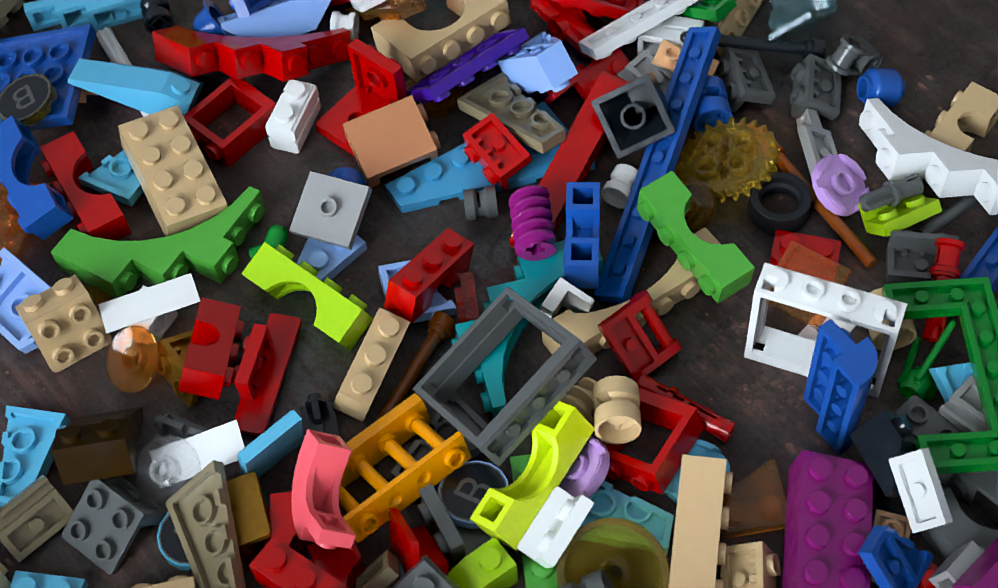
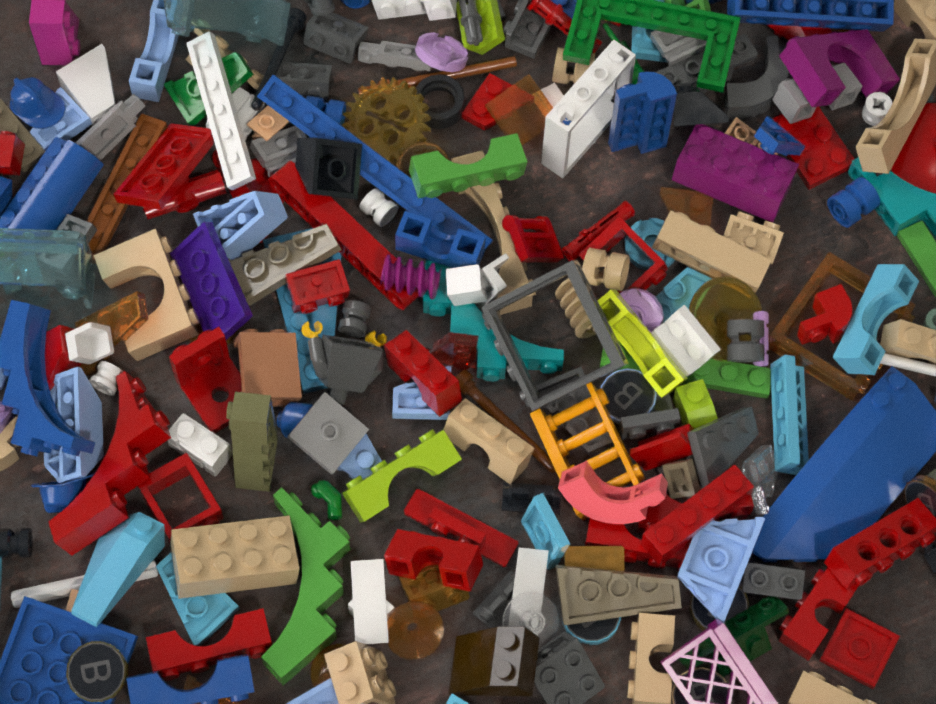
camera: 80 degrees left, 10 degrees up
(293, 138) = (253, 440): none -> olive wedge
(417, 200) = (344, 362): none -> dark grey torso
(538, 269) = (465, 285): none -> white panel
(920, 490) = (740, 95): white panel -> none

